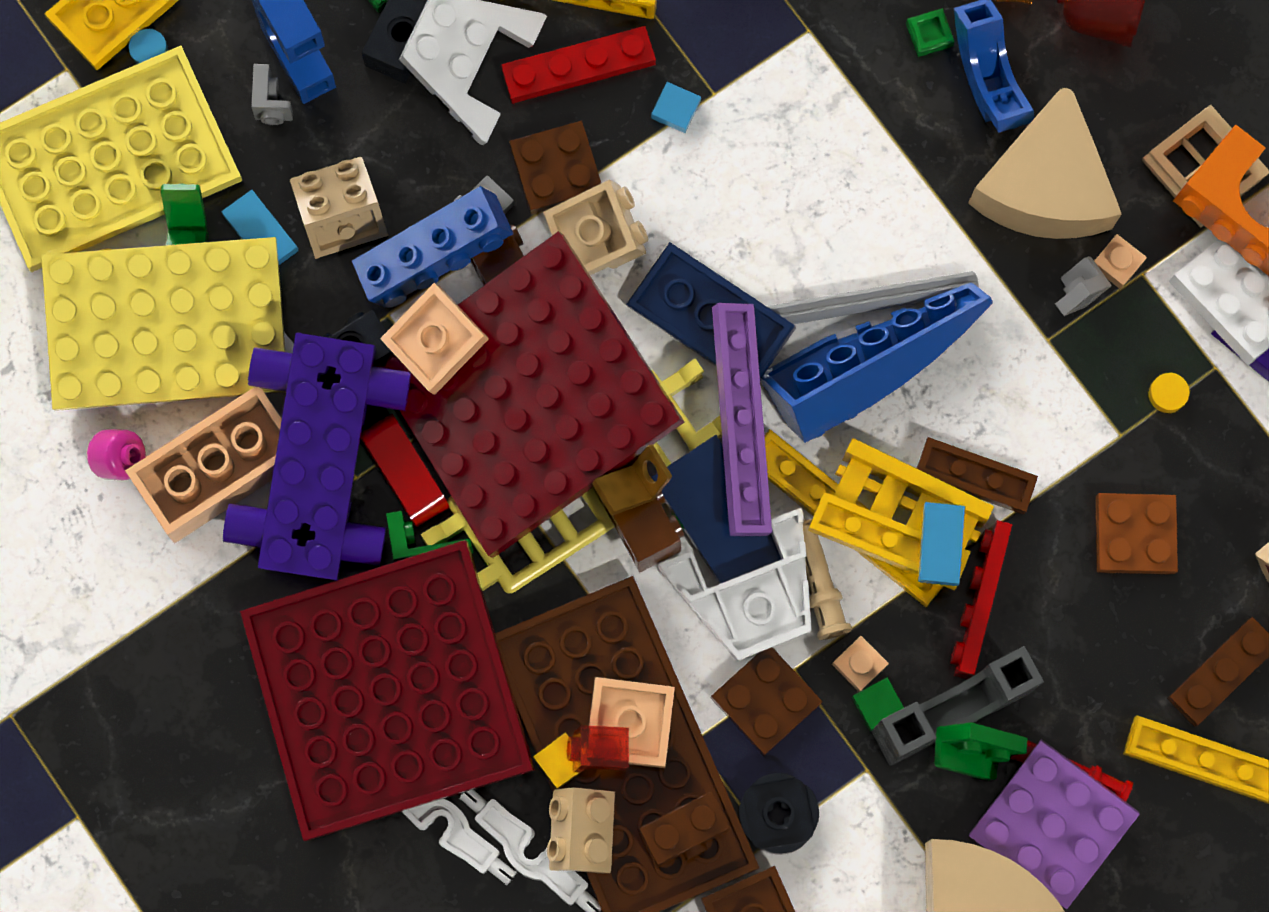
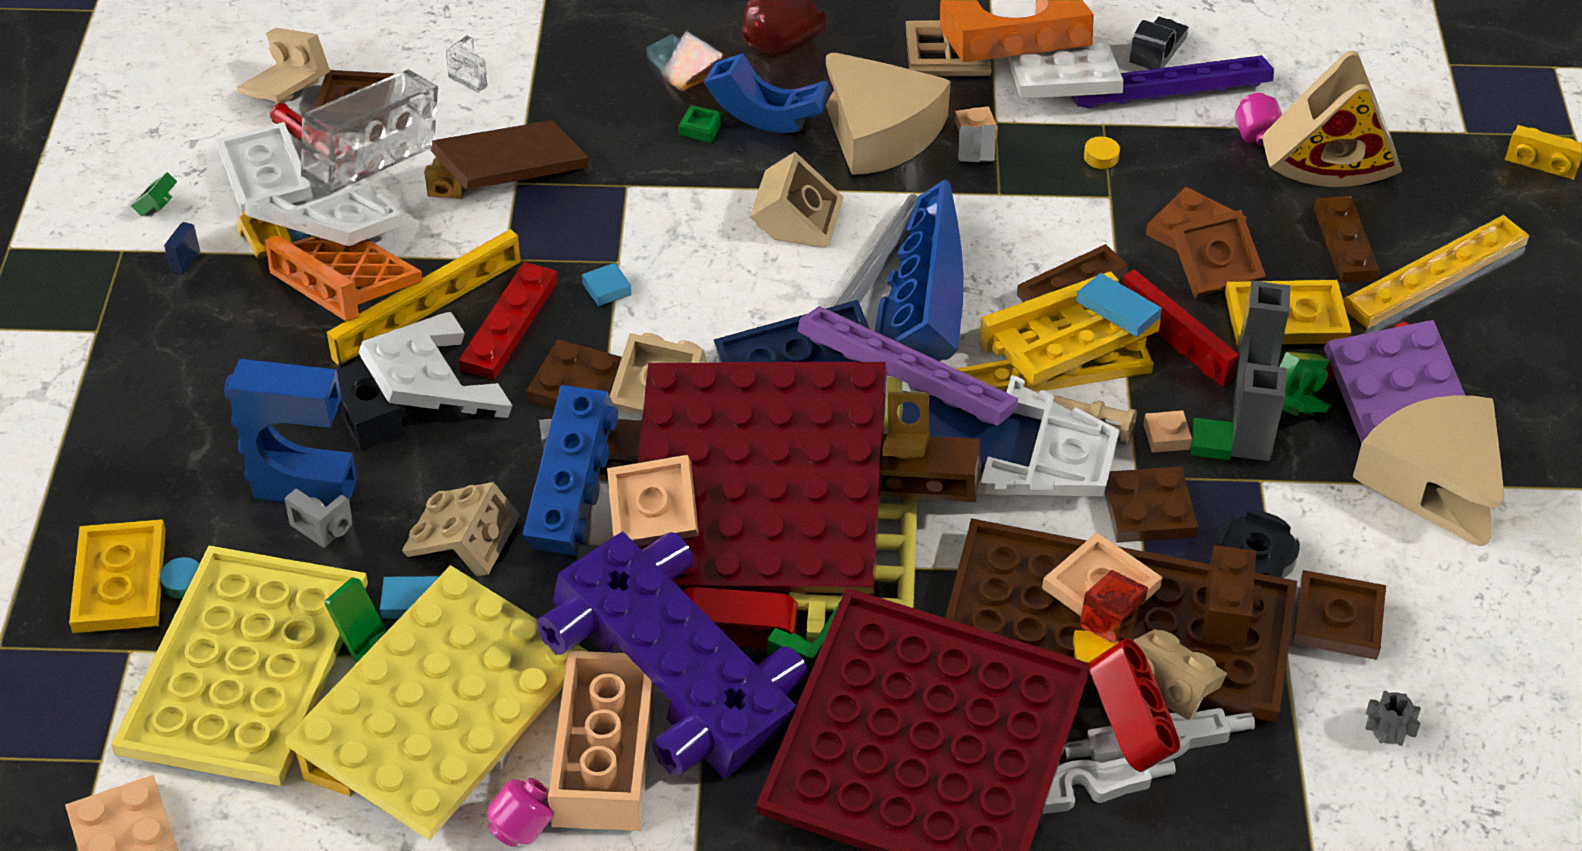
camera: 50 degrees left, 30 degrees down
(517, 825) = (1134, 705): none -> red beam
(884, 189) = (796, 203): none -> tan slope
(1082, 679) = (1314, 311): none -> yellow plate
(1098, 578) = (1217, 252): none -> dark orange plate

